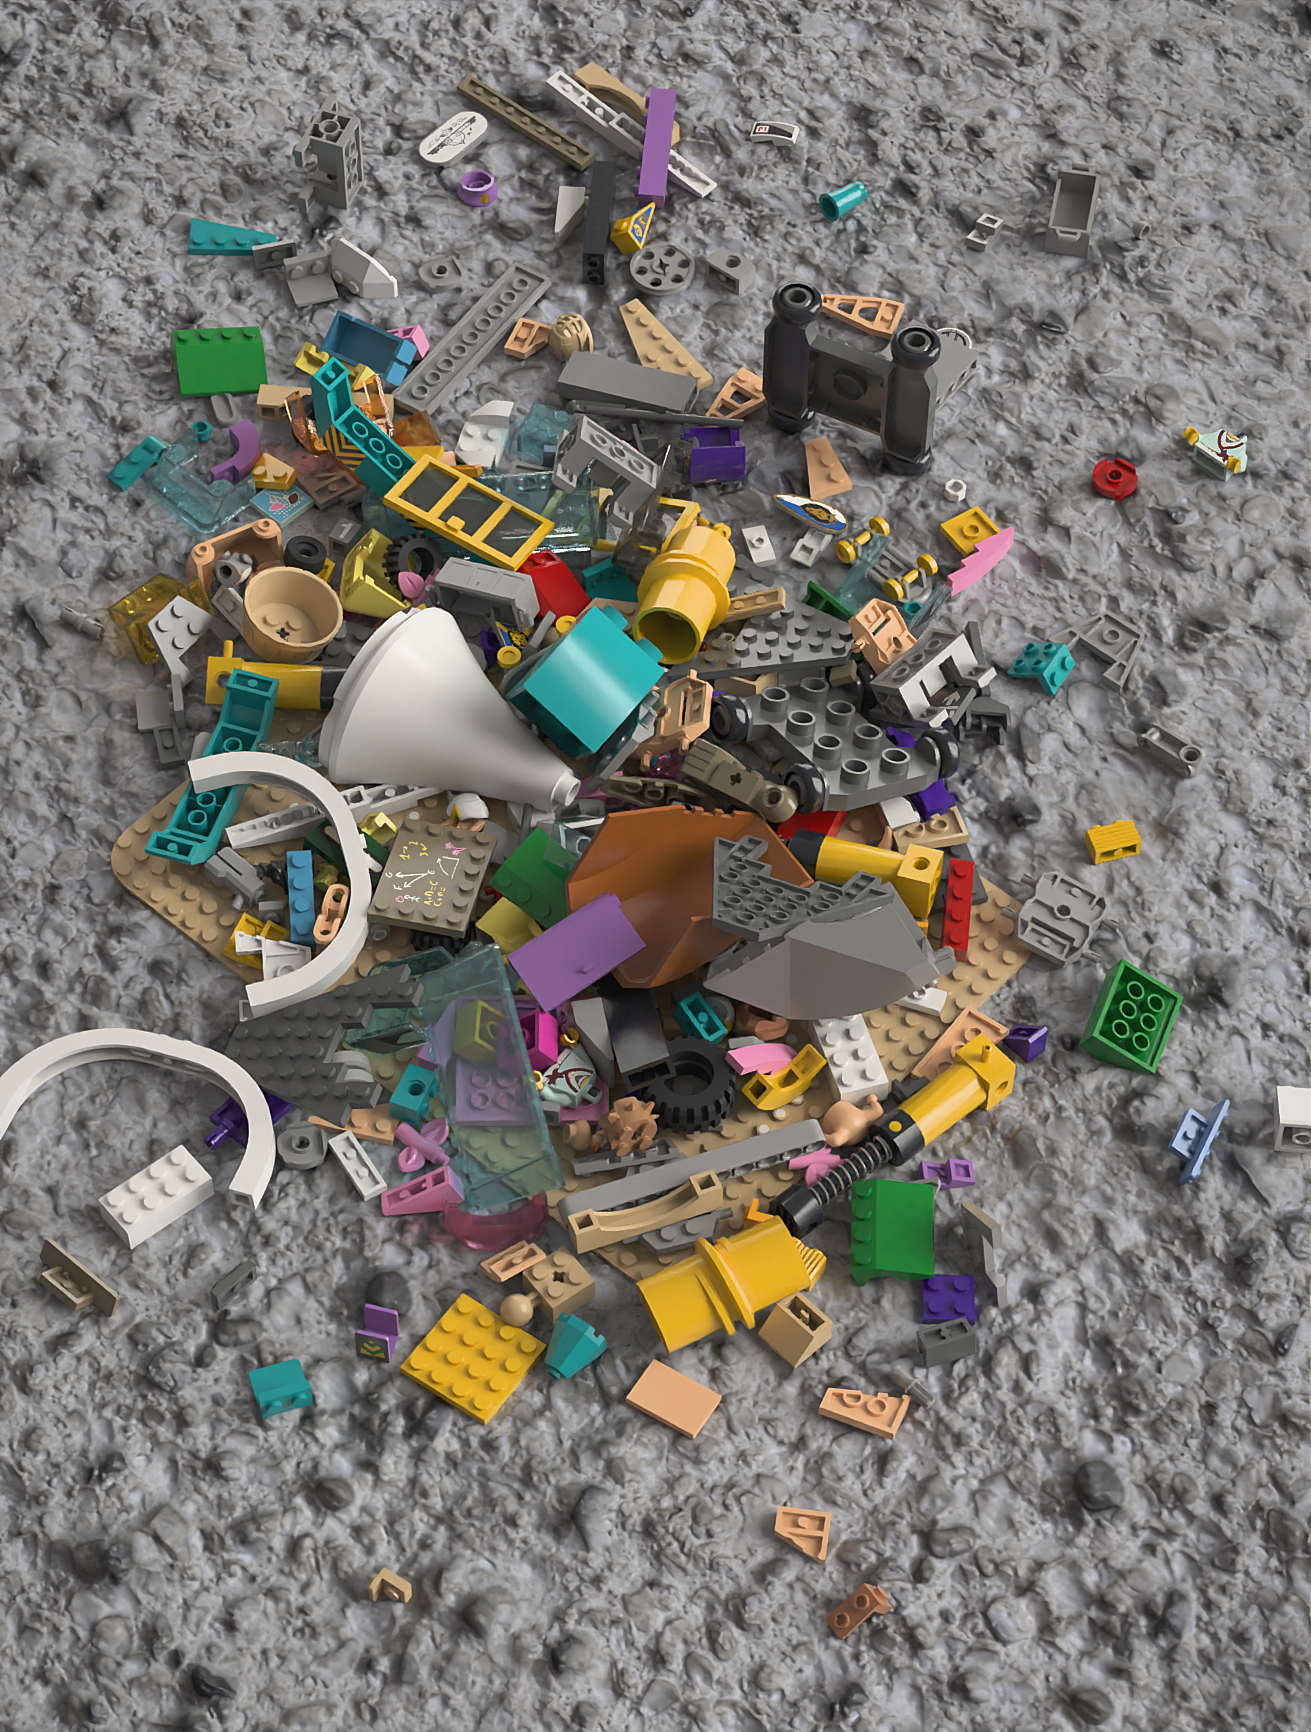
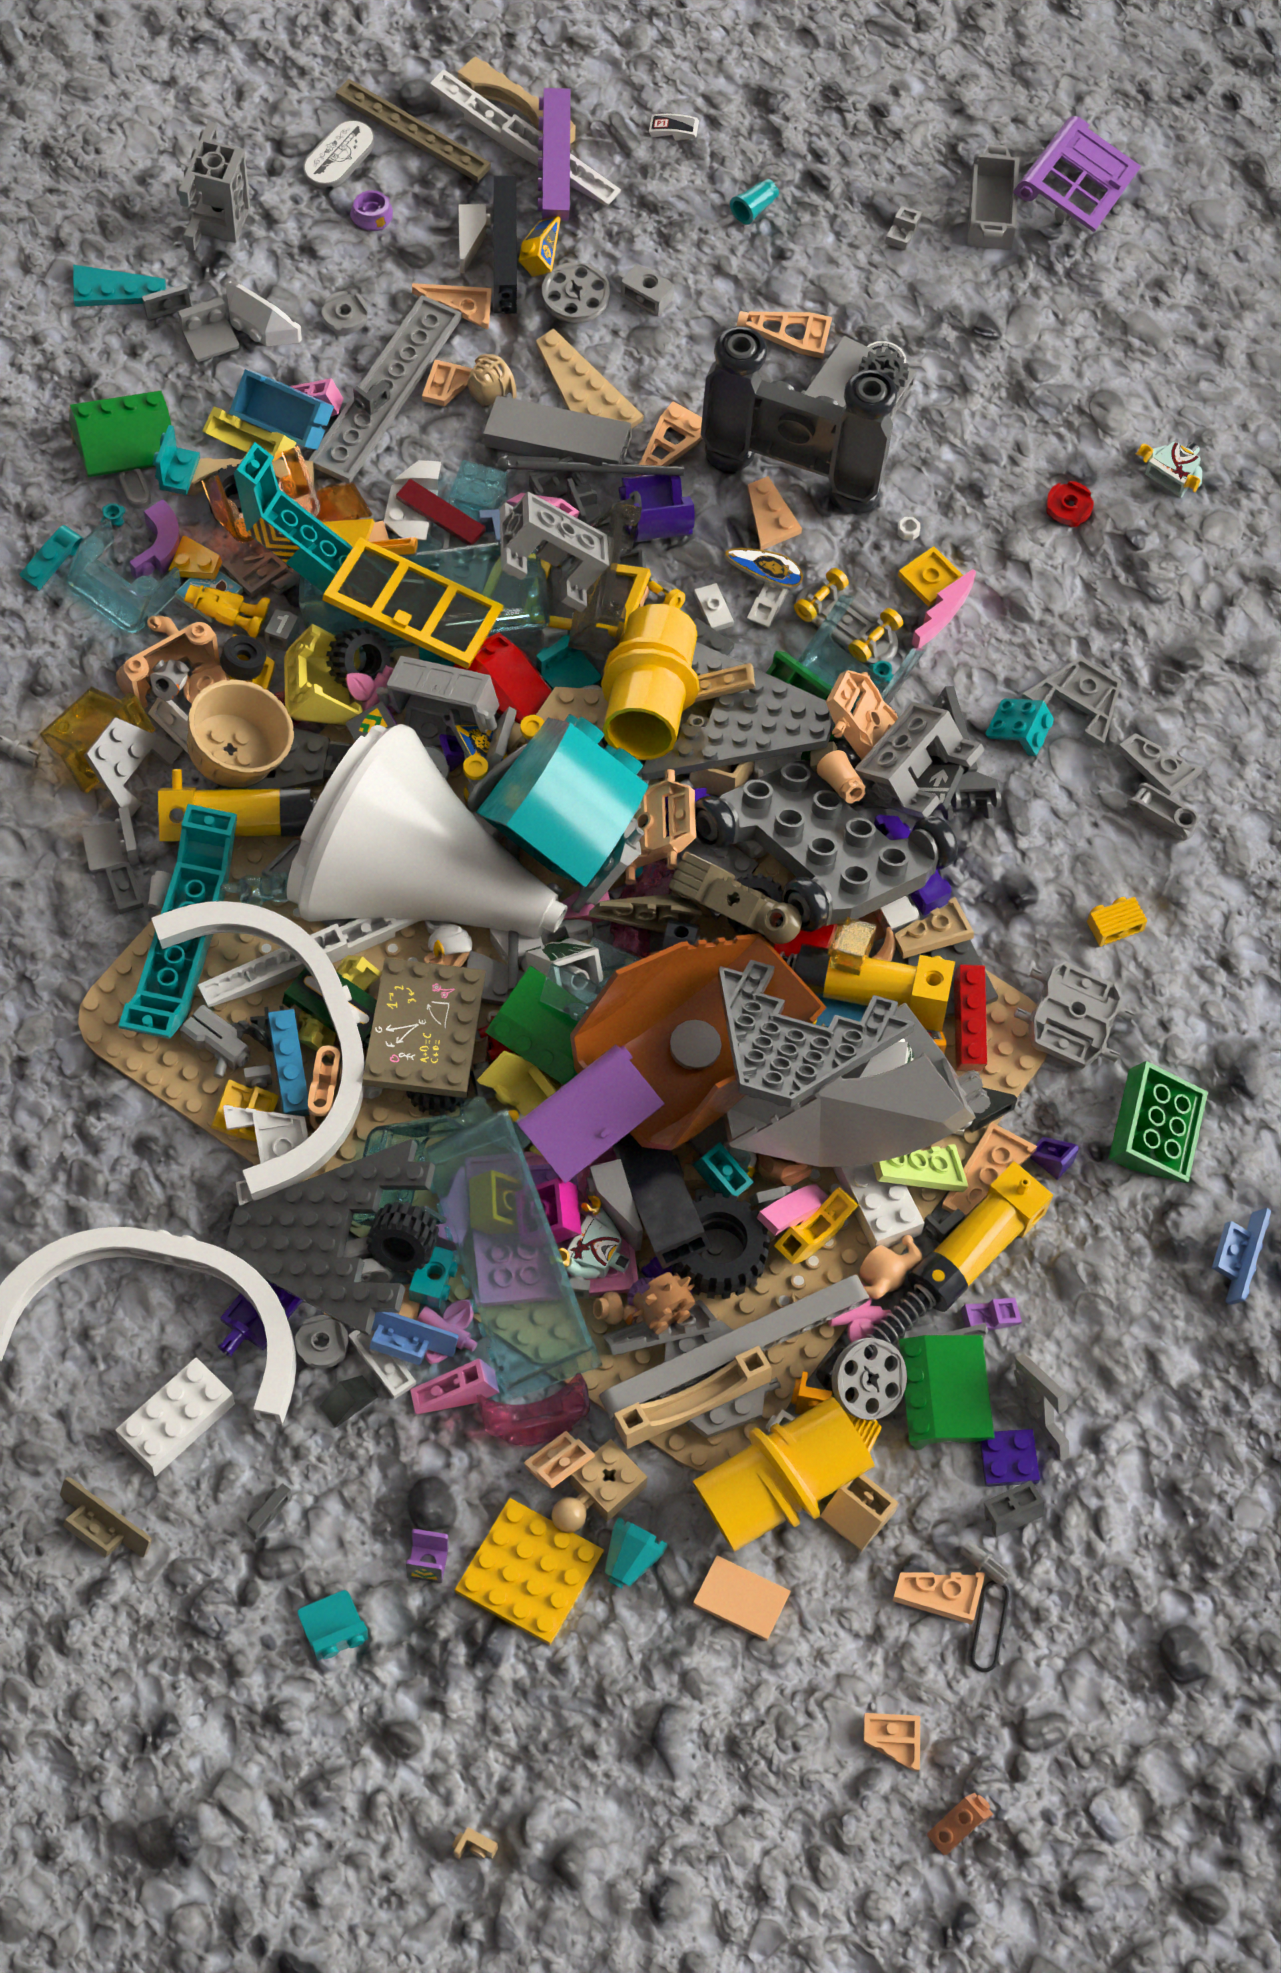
camera: 10 degrees left, 10 degrees up
(229, 524) = (162, 624): none -> light nougat arm
(261, 390) = (174, 465): none -> teal bracket
(297, 513) = (226, 607): none -> yellow piece
(320, 1196) = (347, 1399): none -> pearl dark grey slope
(382, 1143) = (409, 1338): none -> medium blue bracket
(393, 1035) = (402, 1237): none -> black tyre
(457, 345) = (374, 398): none -> dark grey bracket
(507, 446) = (440, 512): none -> dark red tile
(562, 271) = (471, 301): none -> light nougat wing
(684, 903) = (695, 1045): none -> light grey tile
(808, 1204) = (859, 1378): none -> light grey wedge
(845, 829) = (851, 946): none -> clear yellow brick
(855, 686) = (842, 777): none -> light nougat plant
(900, 1037) = (927, 1169): none -> yellowish green wing
(900, 1442) = (1000, 1629): none -> black piece
(953, 350) = (887, 364): none -> dark grey gear
(967, 991) = (1000, 1105): none -> pearl dark grey slope
(1171, 179) = (1092, 158): none -> medium lavender door
(1171, 711) = (1163, 770): none -> light grey wing

